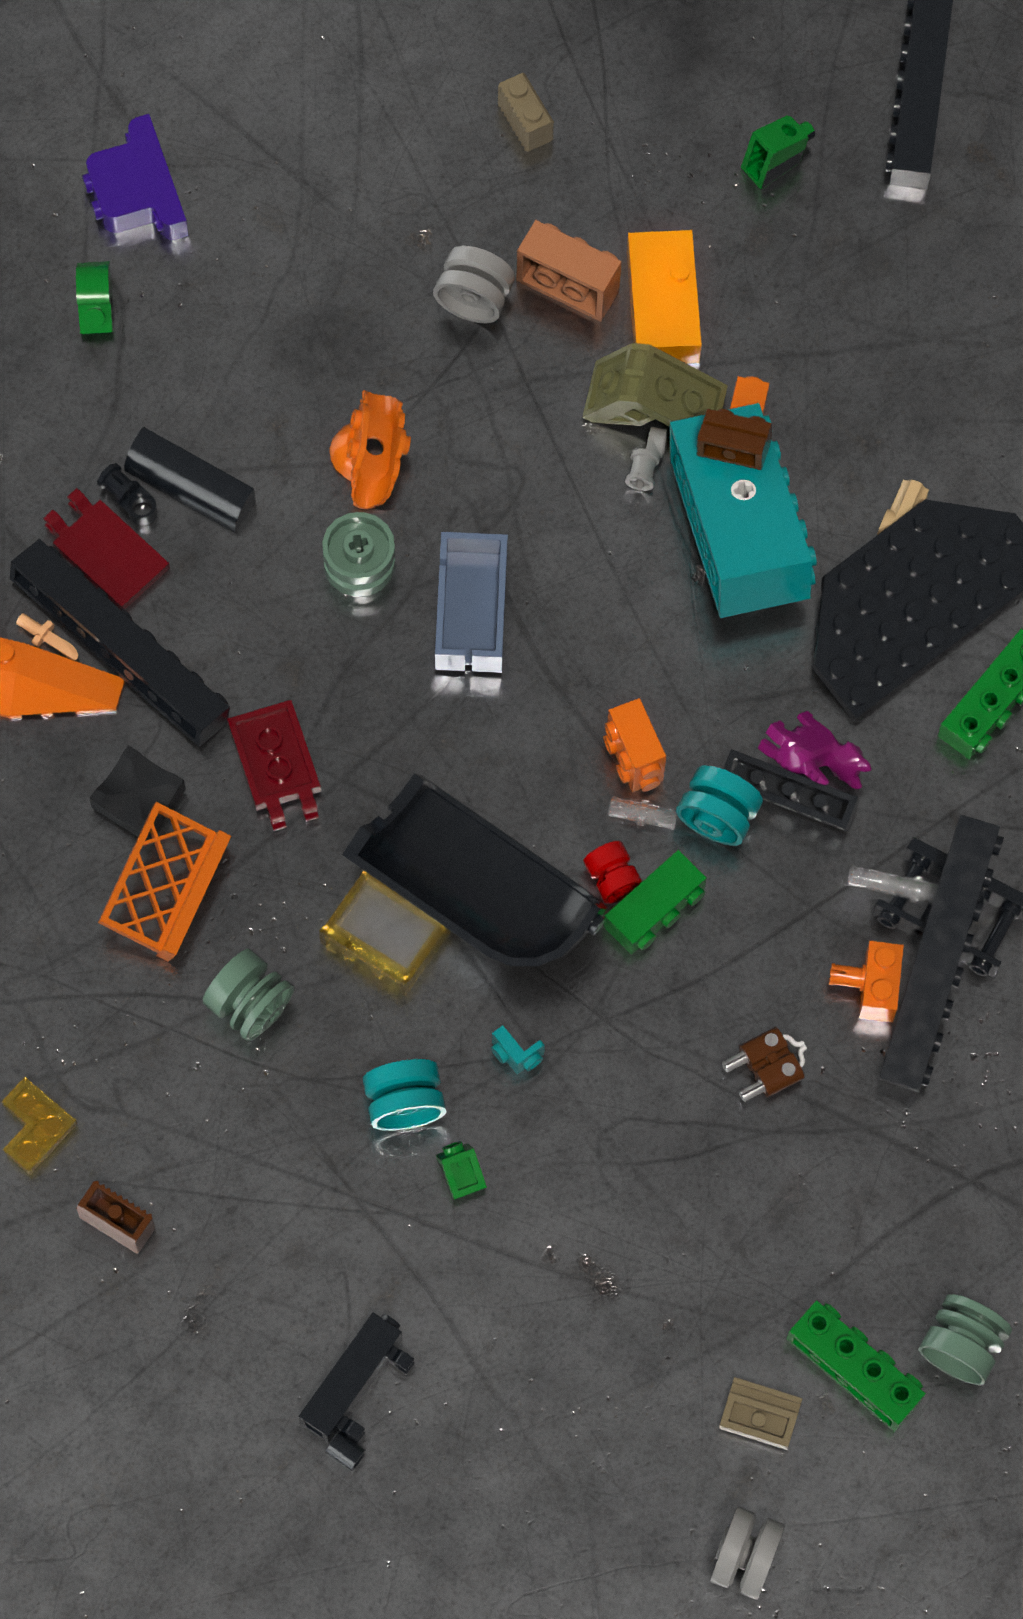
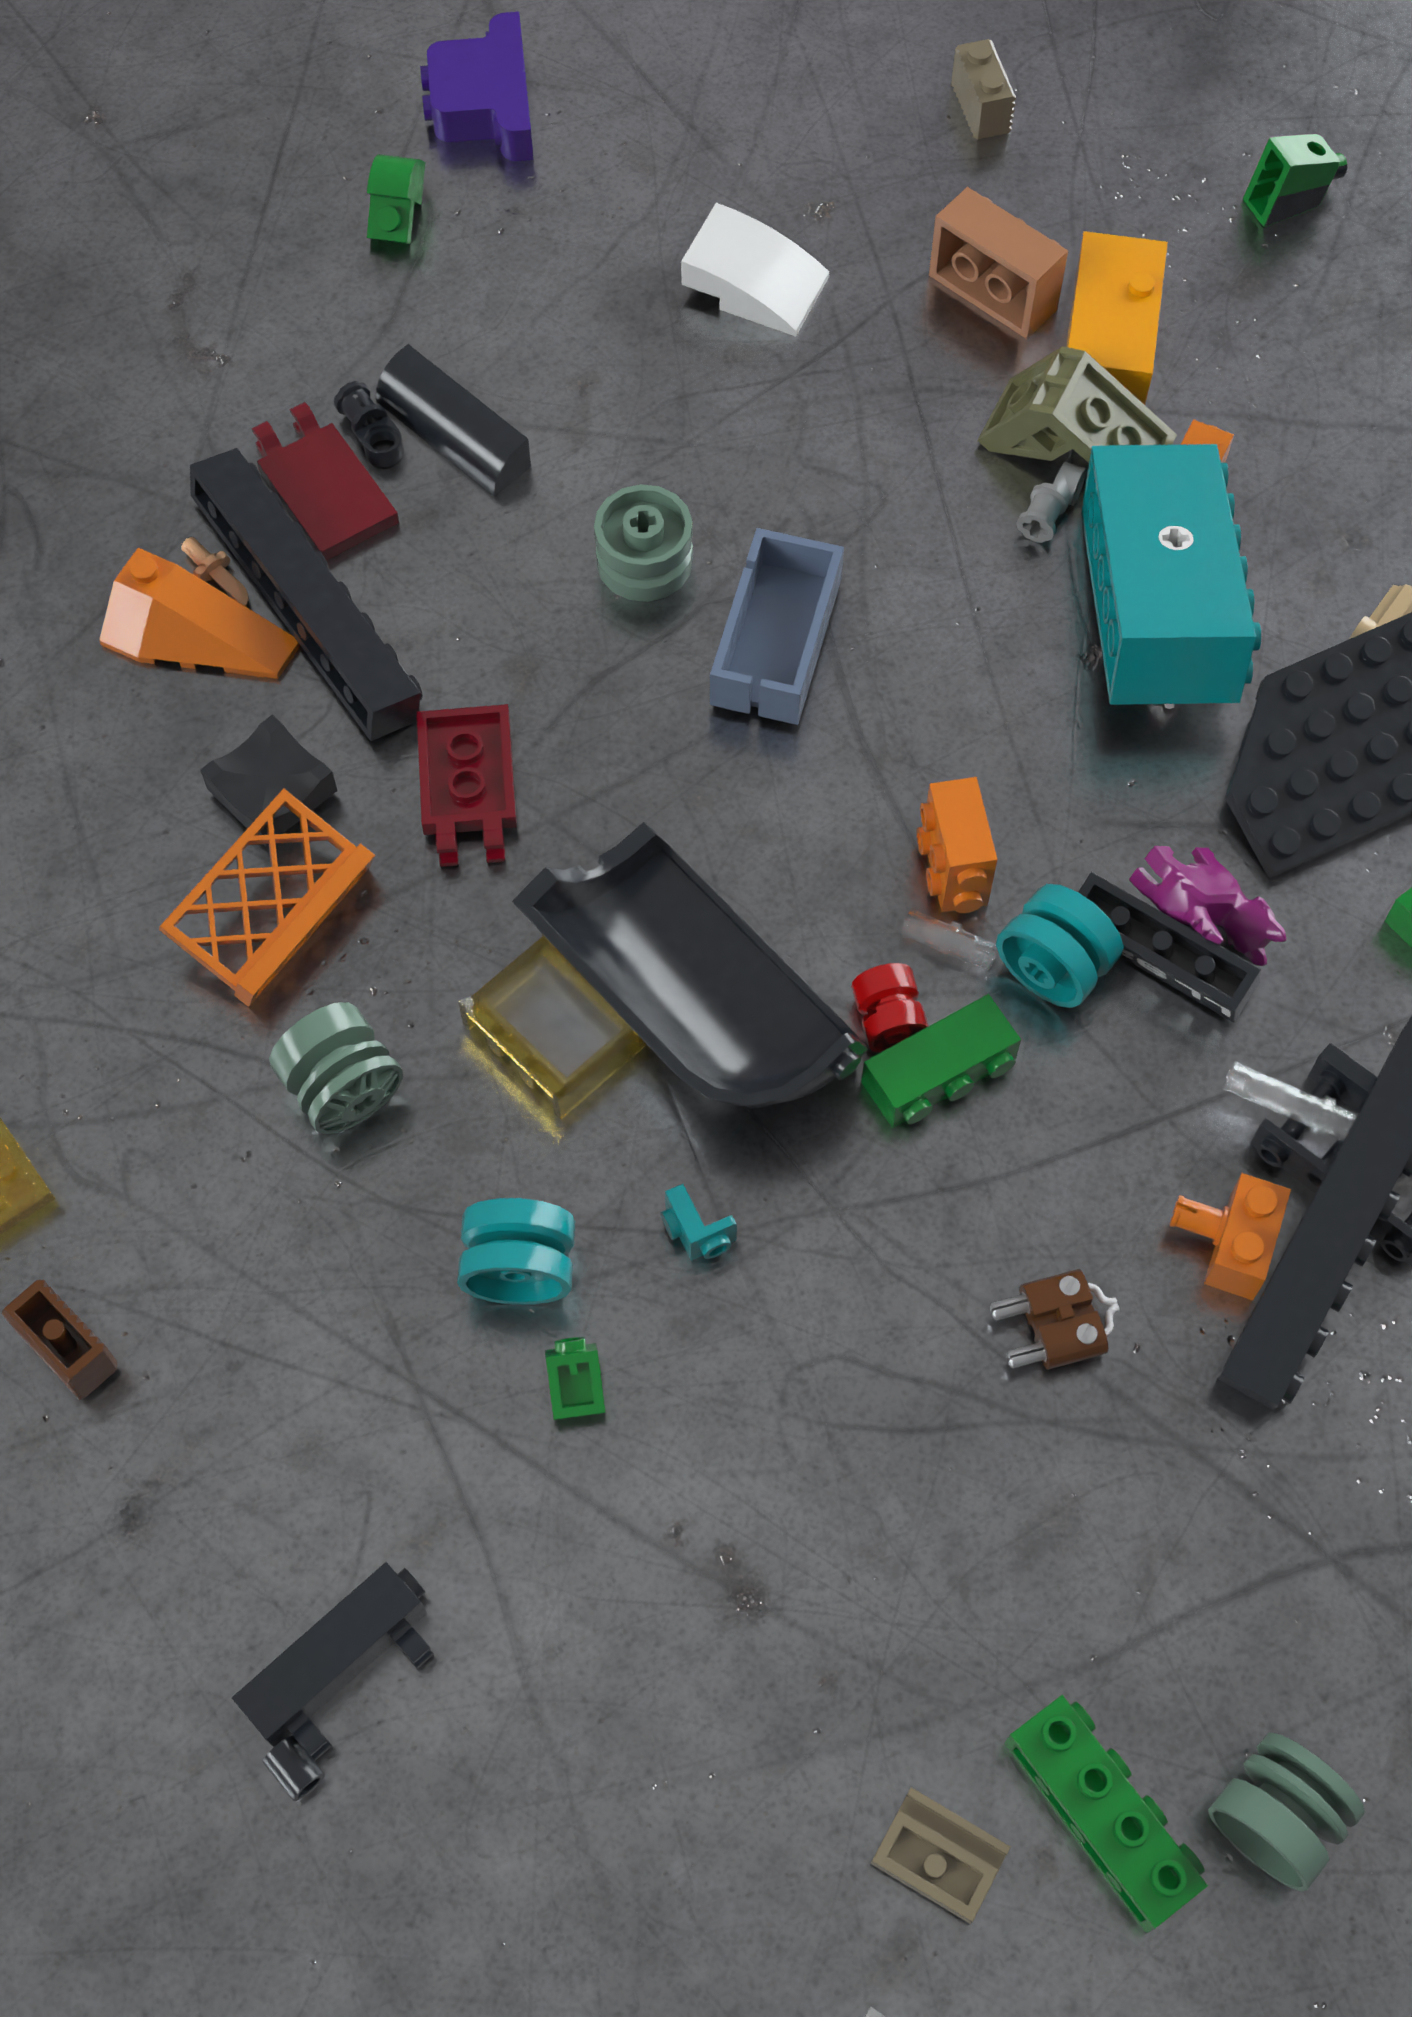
camera: 15 degrees right, 5 degrees down
(371, 475) = (681, 455): orange piece -> none
(385, 308) = (753, 270): none -> white slope
(474, 284) = (872, 256): light grey wheel -> none
(734, 438) = (1176, 472): reddish brown brick -> none

